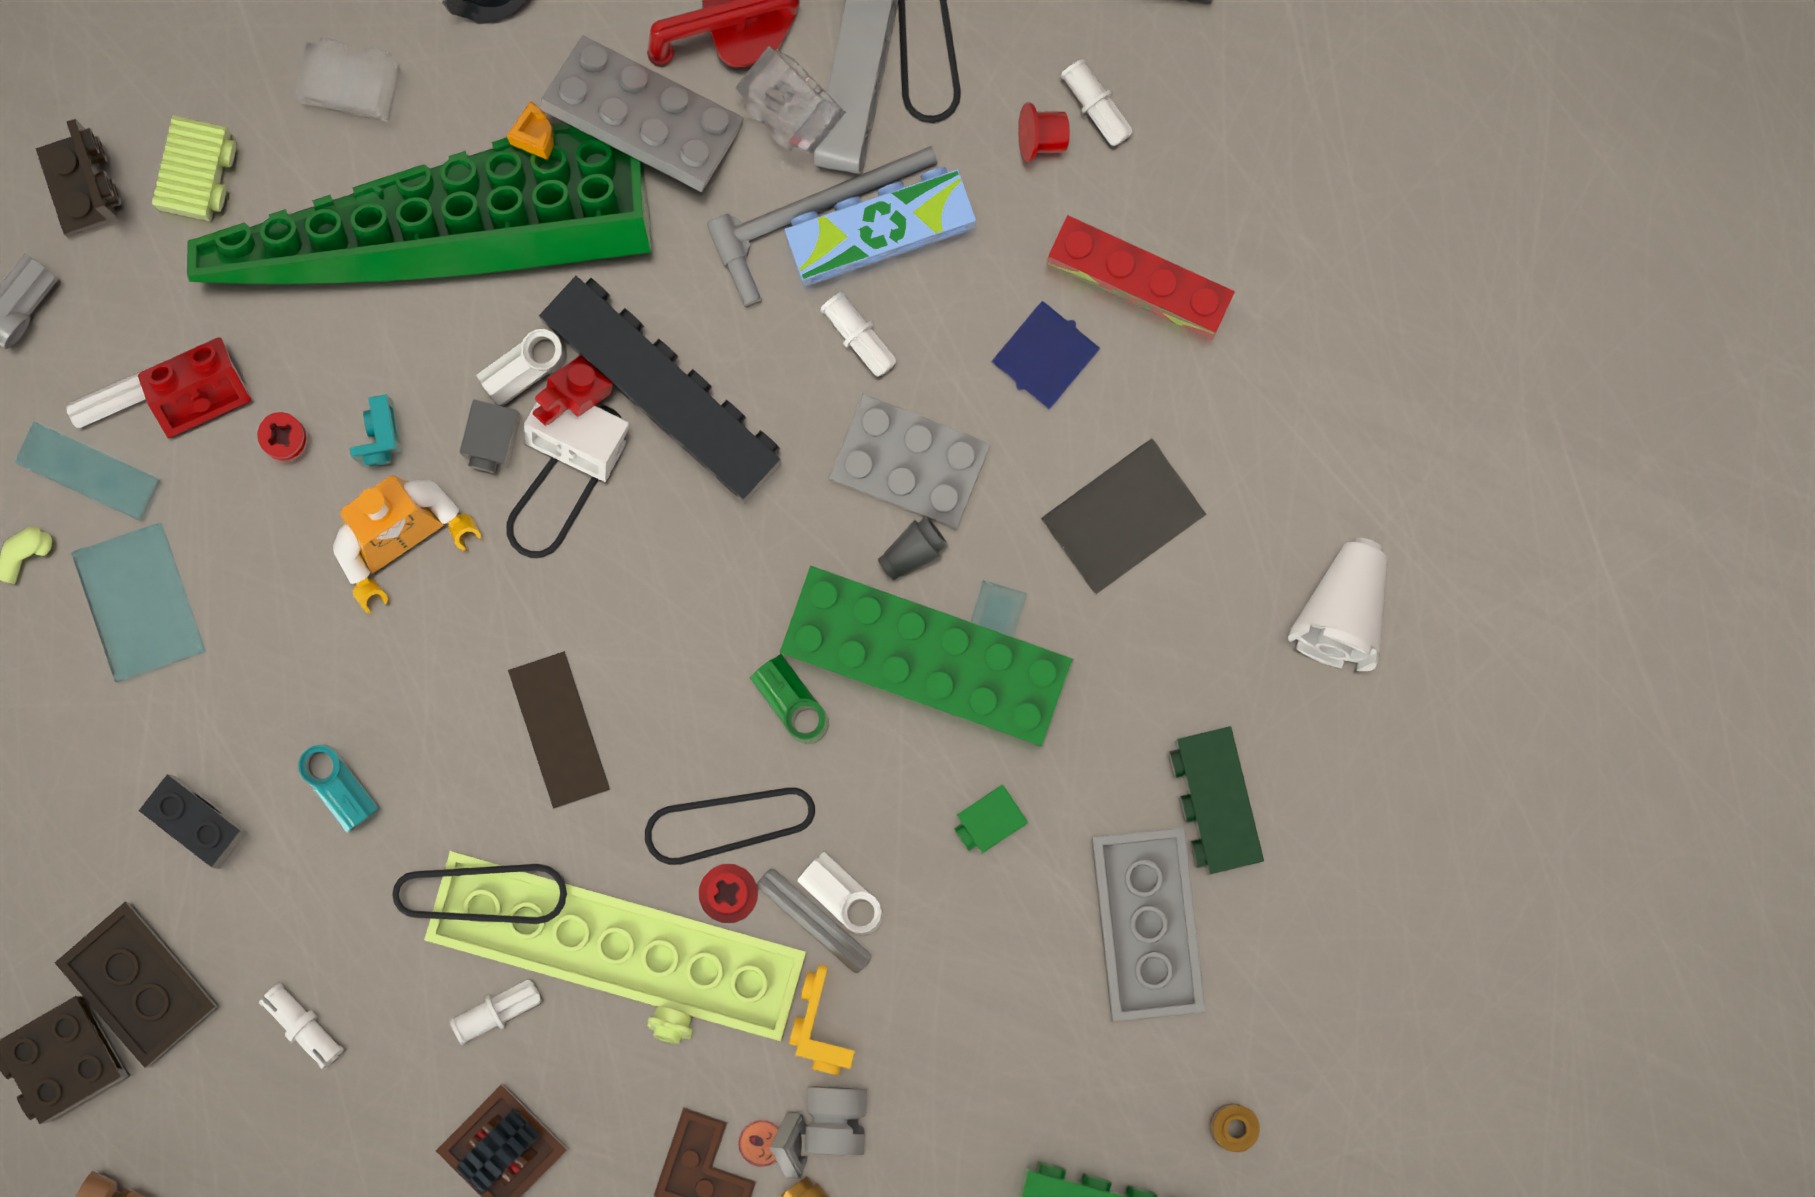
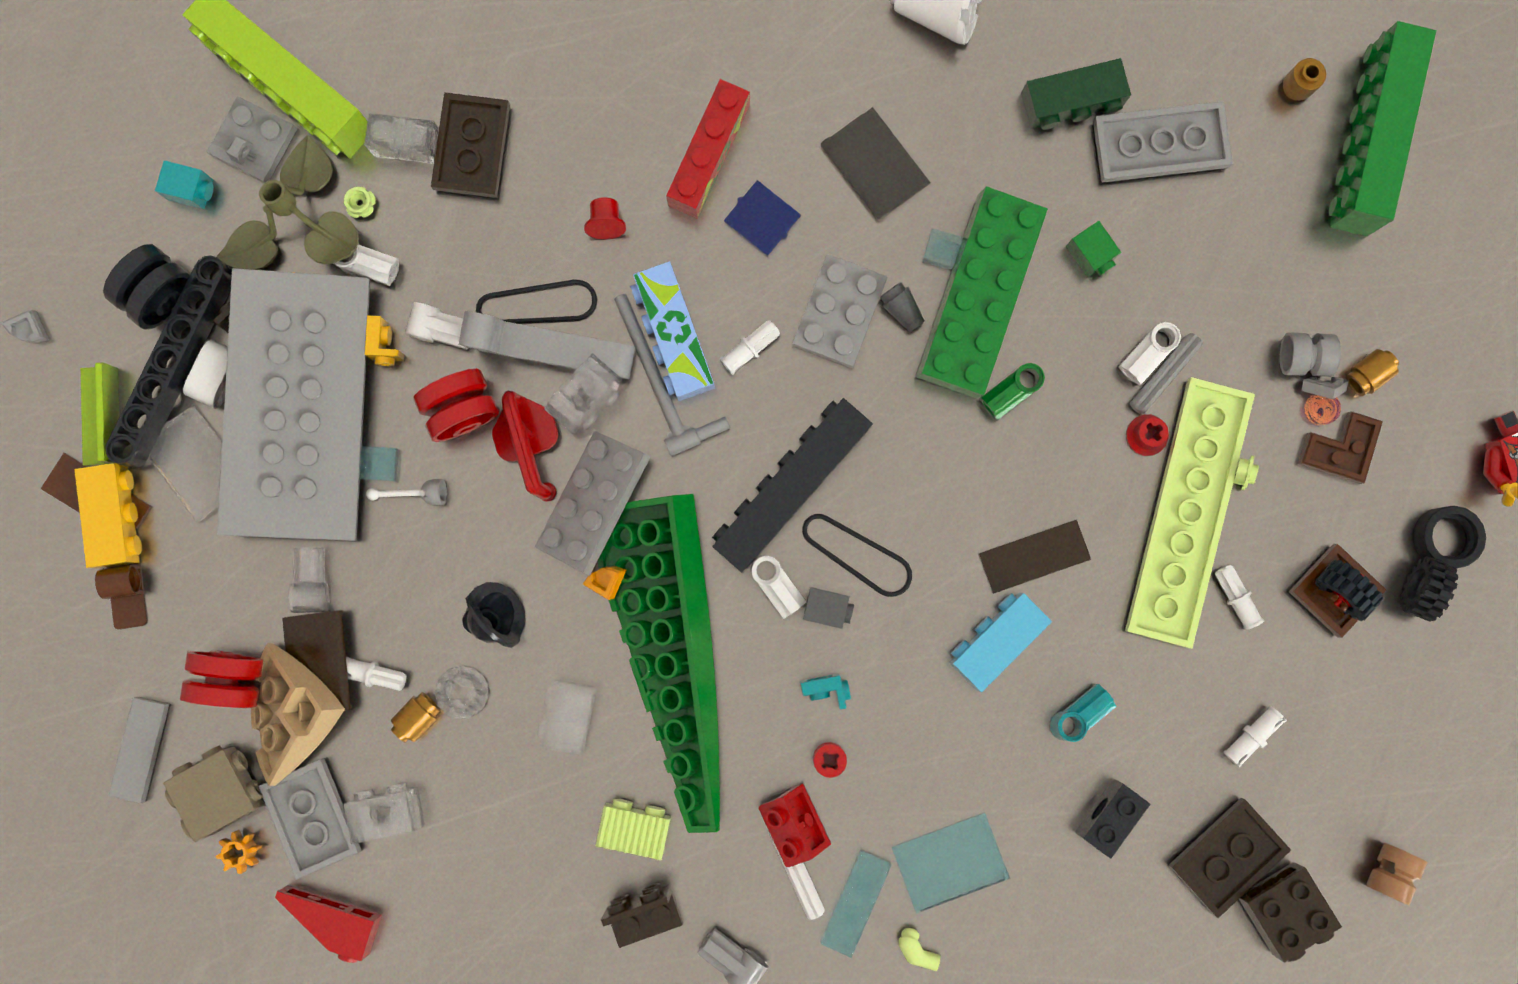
camera: 90 degrees left, 0 degrees up
(390, 522) = (893, 678): torso -> none
(440, 671) = (999, 641): none -> medium azure brick
(481, 917) = (1175, 608): black piece -> none
(573, 387) = (794, 547): red plate -> none
(584, 442) = (824, 546): white hinge -> none
(726, 800) = (1113, 430): black piece -> none
(826, 1057) = (1265, 363): yellow bracket -> none
(1096, 102) = (583, 182): white axle -> none

